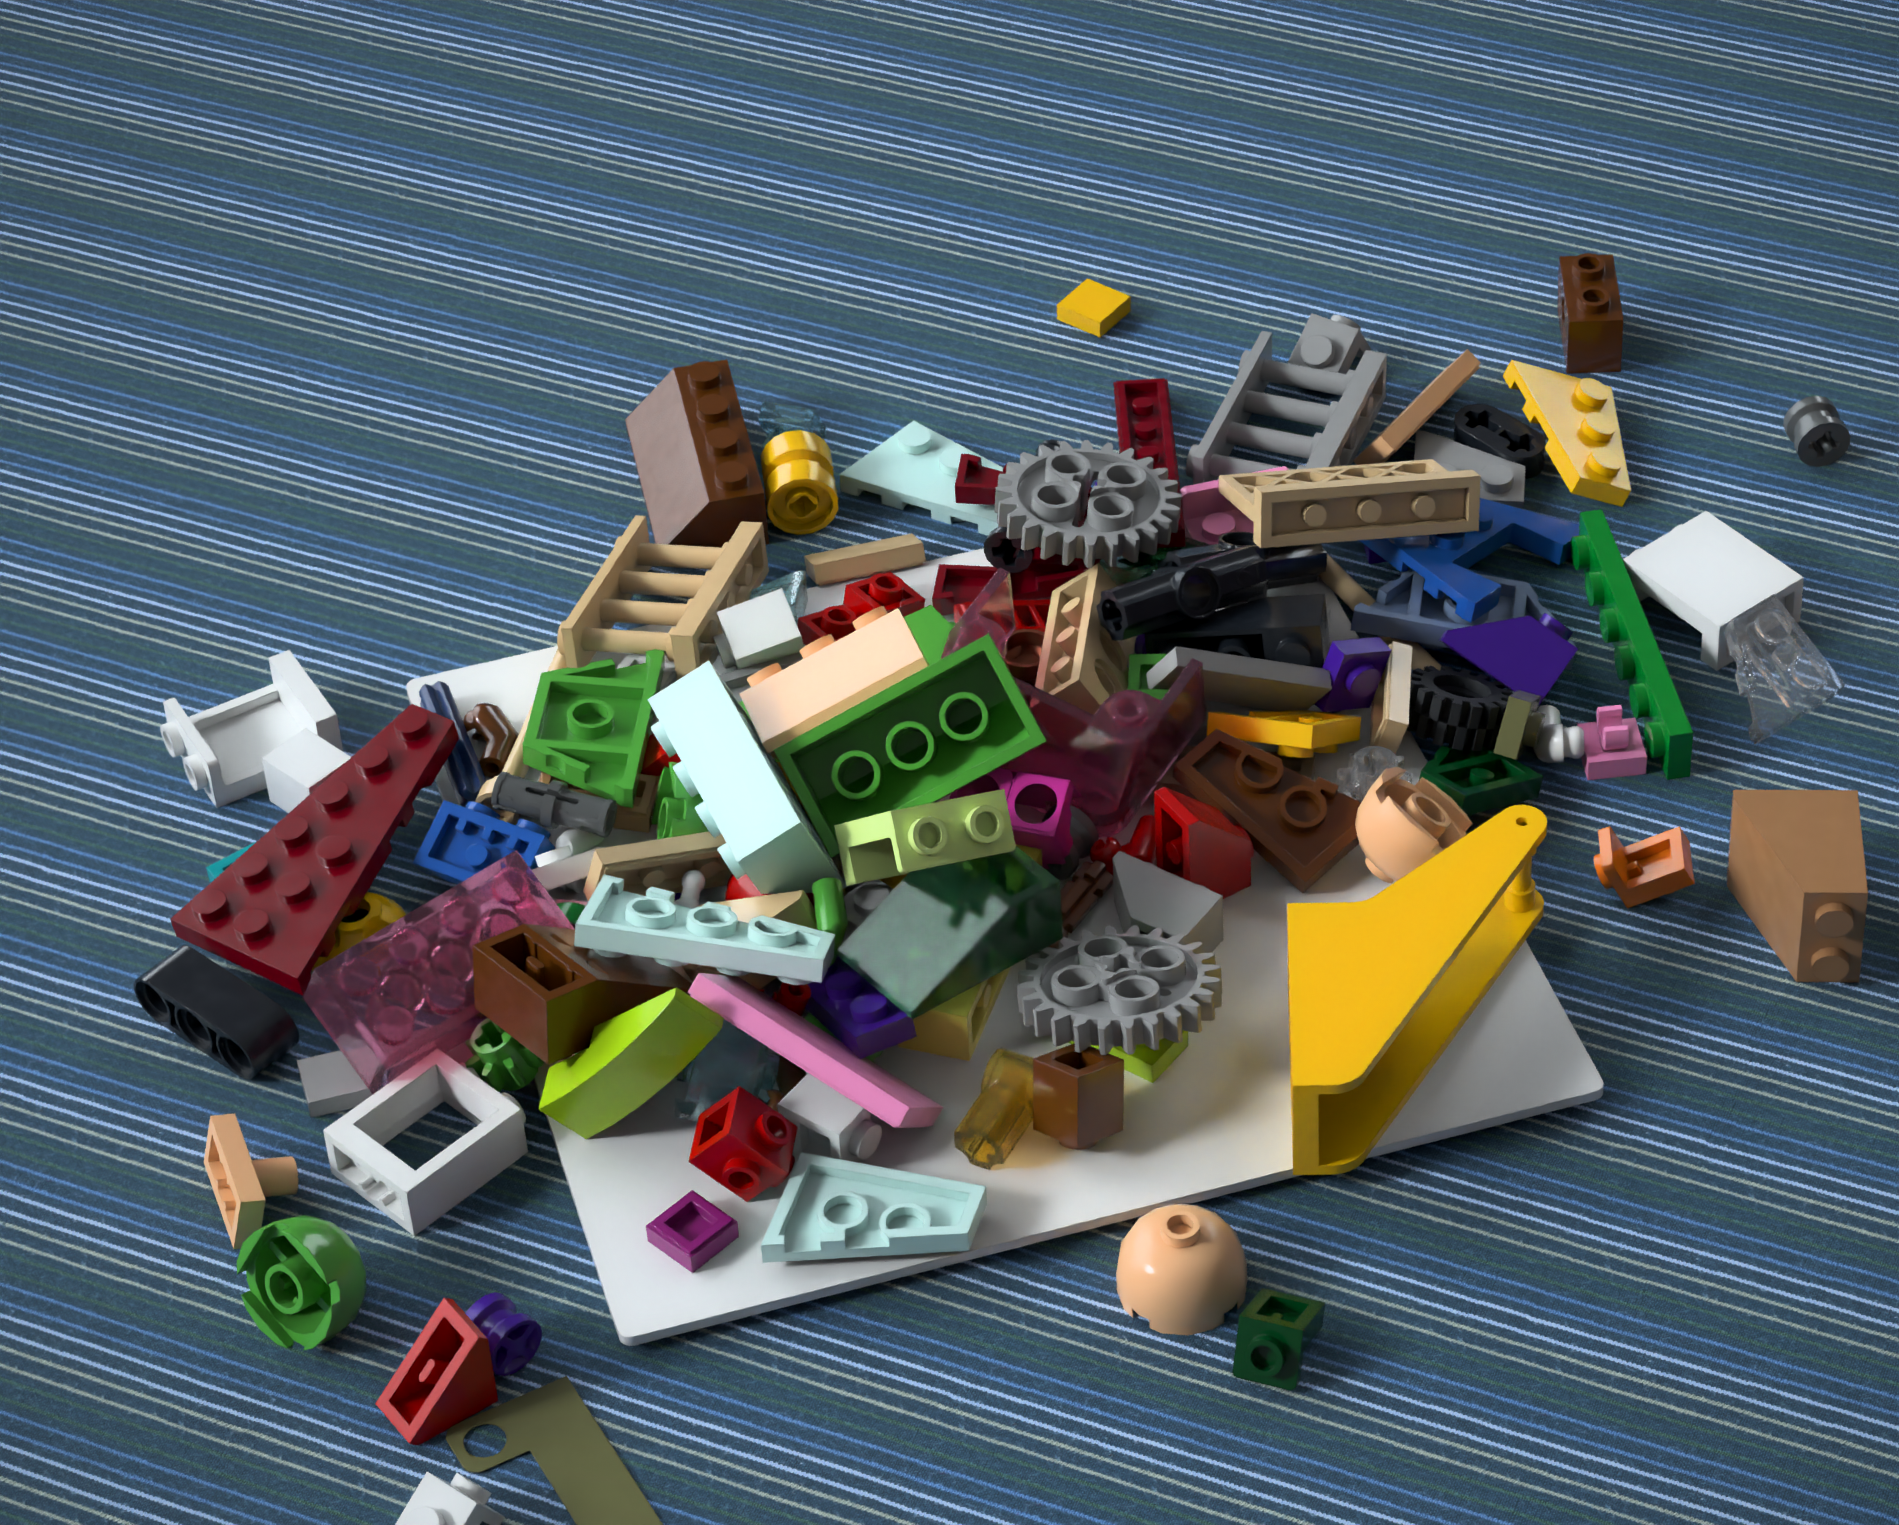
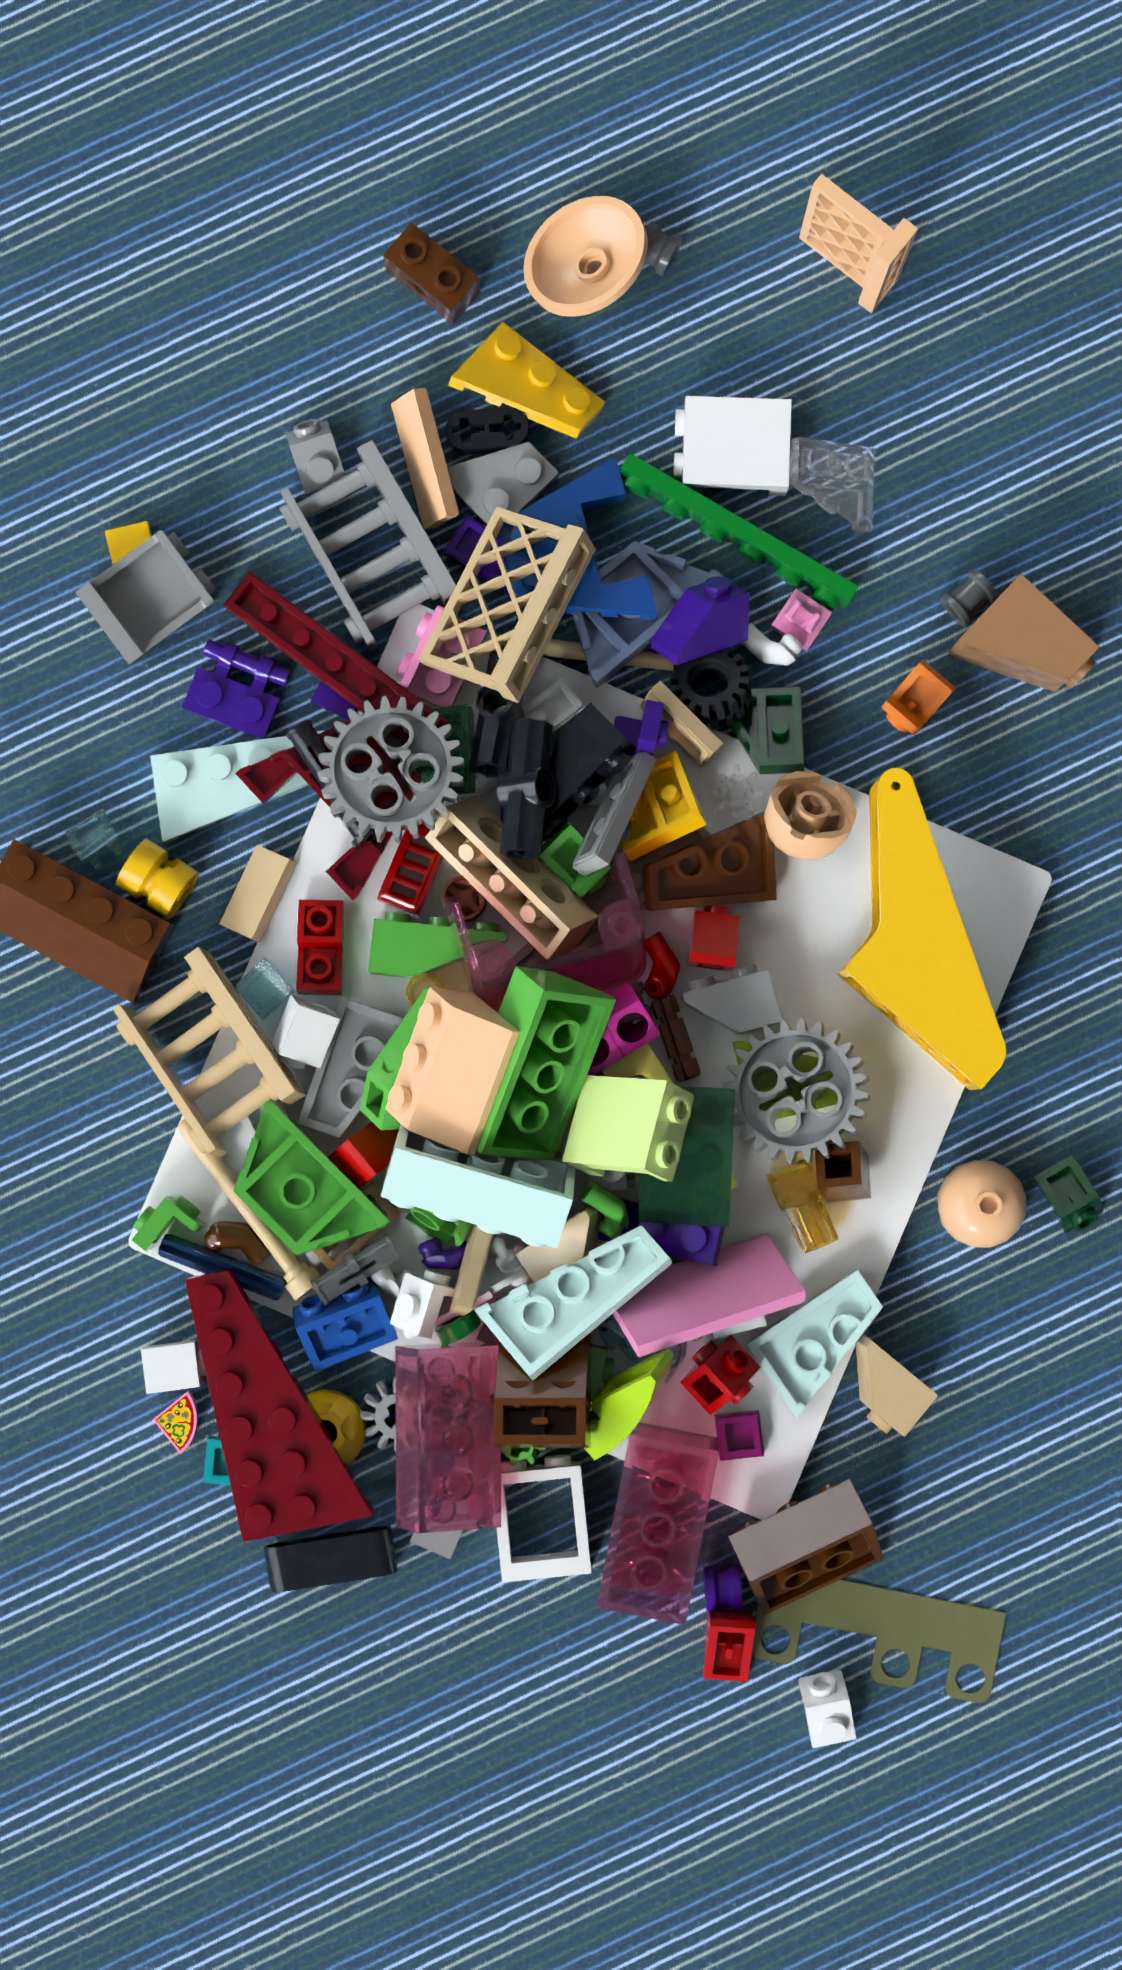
camera: 50 degrees left, 45 degrees up
(227, 742) = (94, 1368): white panel -> none
(242, 1182) = (485, 1637): light nougat tile -> none
(249, 825) = (179, 1421): none -> tile
(302, 1280) = (601, 1663): bright green cylinder -> none
(457, 663) = (155, 1222): none -> bright green bracket
(523, 1202) = (658, 1523): none -> clear pink brick
(619, 1363) = (806, 1546): none -> slope
(881, 1315) = (889, 1389): none -> tan slope
(1025, 426) = (231, 702): none -> dark purple plate
(1057, 329) = (147, 595): none -> light grey panel
(1520, 725) = (761, 667): olive plate -> none
(1740, 388) = (585, 256): none -> light nougat dish

